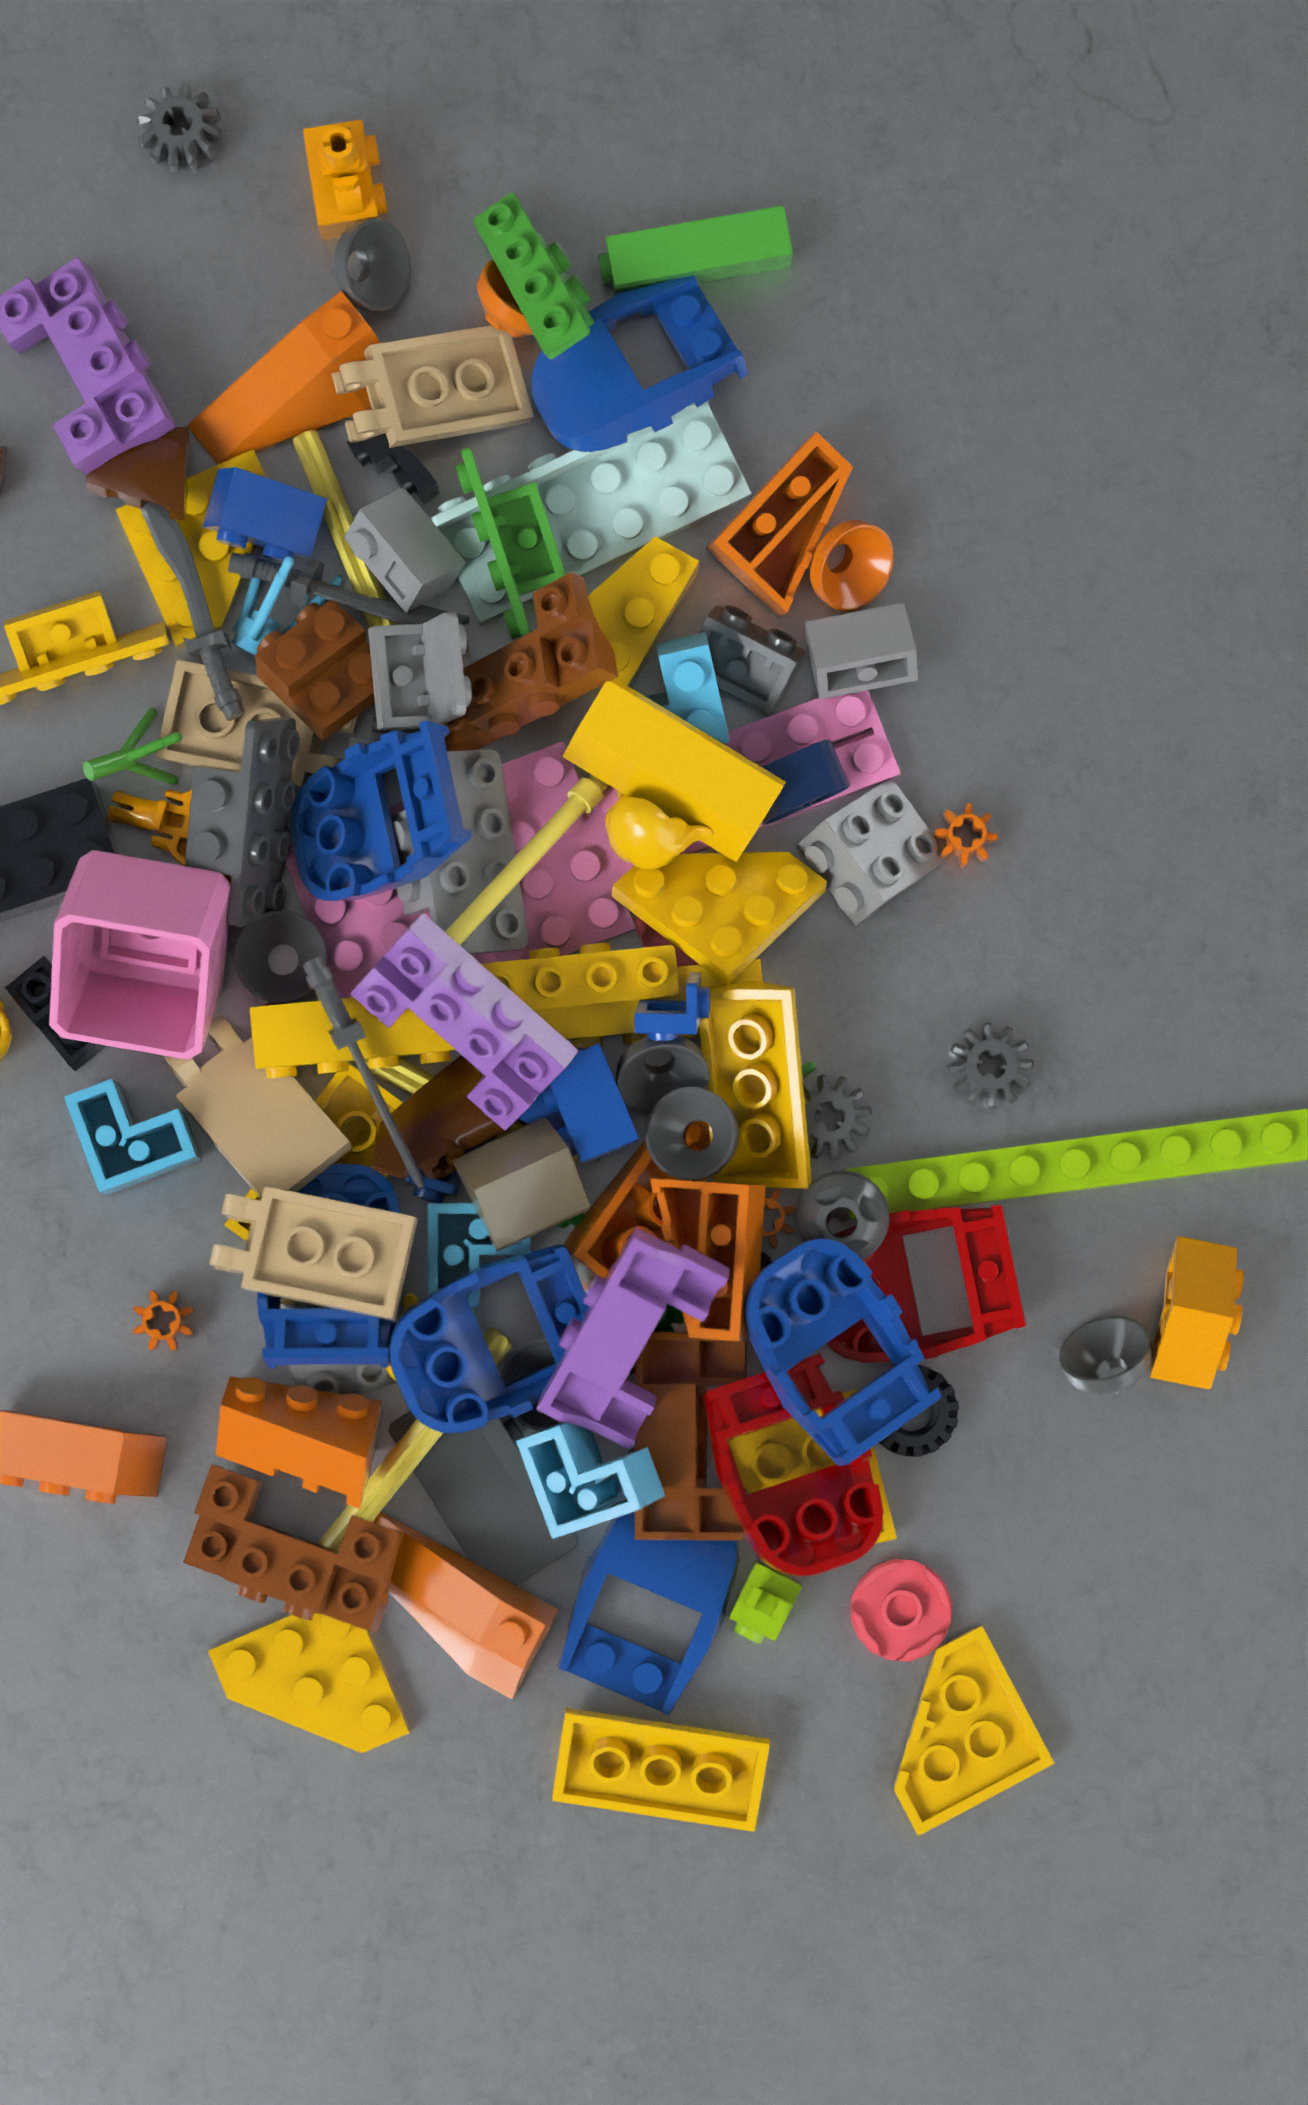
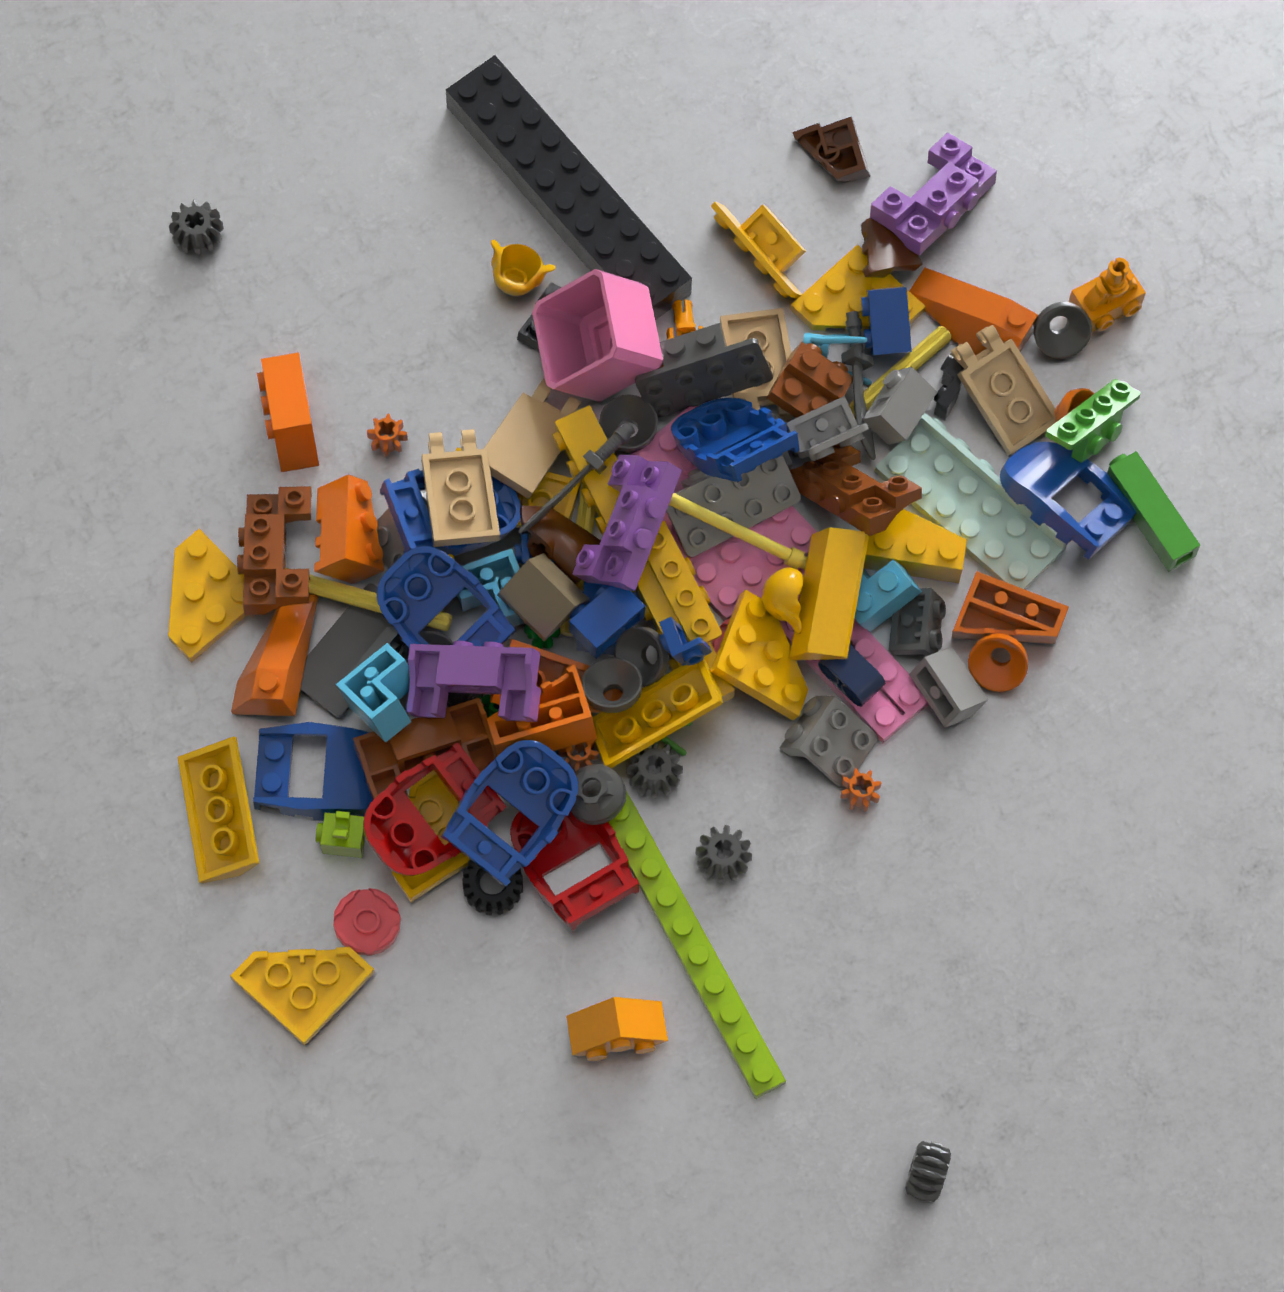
camera: 70 degrees right, 15 degrees down
(123, 1151) = (481, 374): medium azure brick -> none
(127, 755) = (719, 298): bright green plant -> none
(171, 110) = (1086, 202): dark grey gear -> none
(177, 553) = (799, 318): dark grey sword -> none
(519, 538) = (935, 458): bright green bracket -> none
(1103, 1346) = (569, 984): dark grey piece -> none

